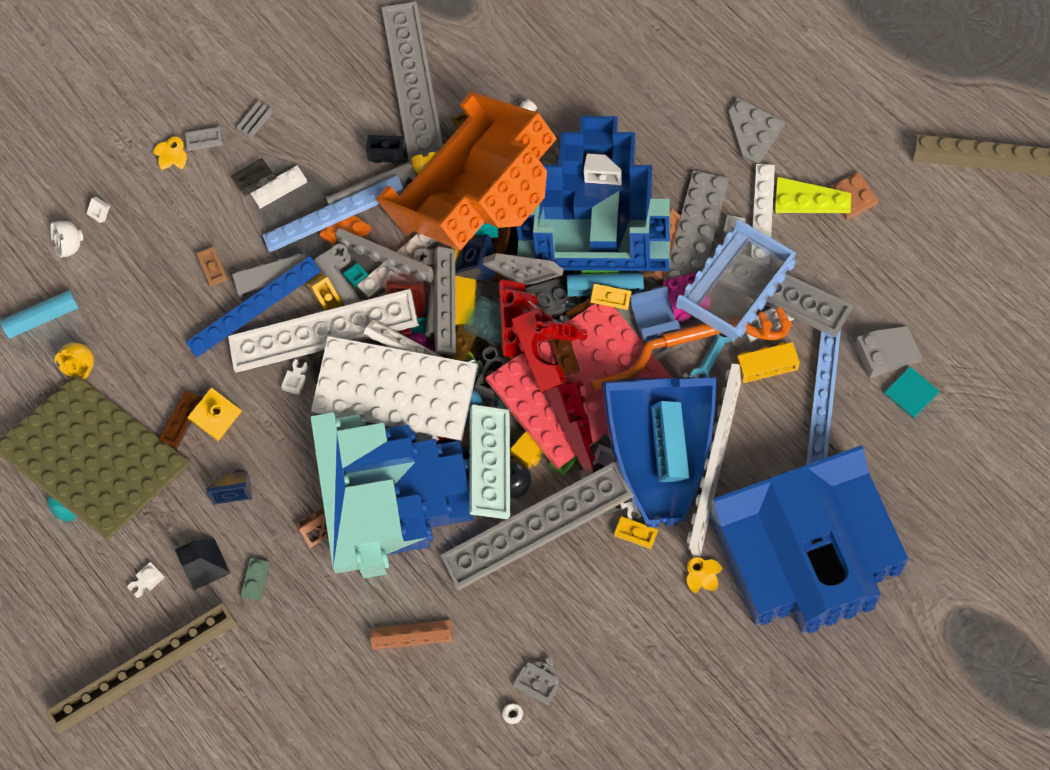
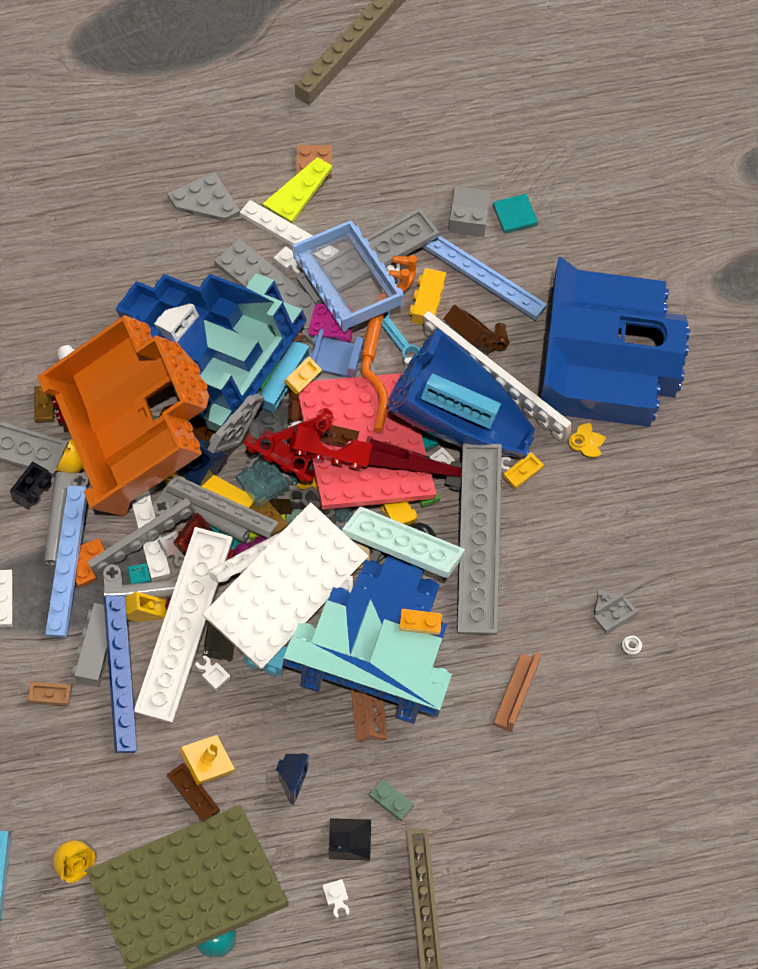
camera: 70 degrees left, 5 degrees down
(405, 509) = (420, 622): none -> light orange plate
(747, 397) = (471, 328): none -> reddish brown window
(763, 445) = (500, 331): none -> reddish brown cone

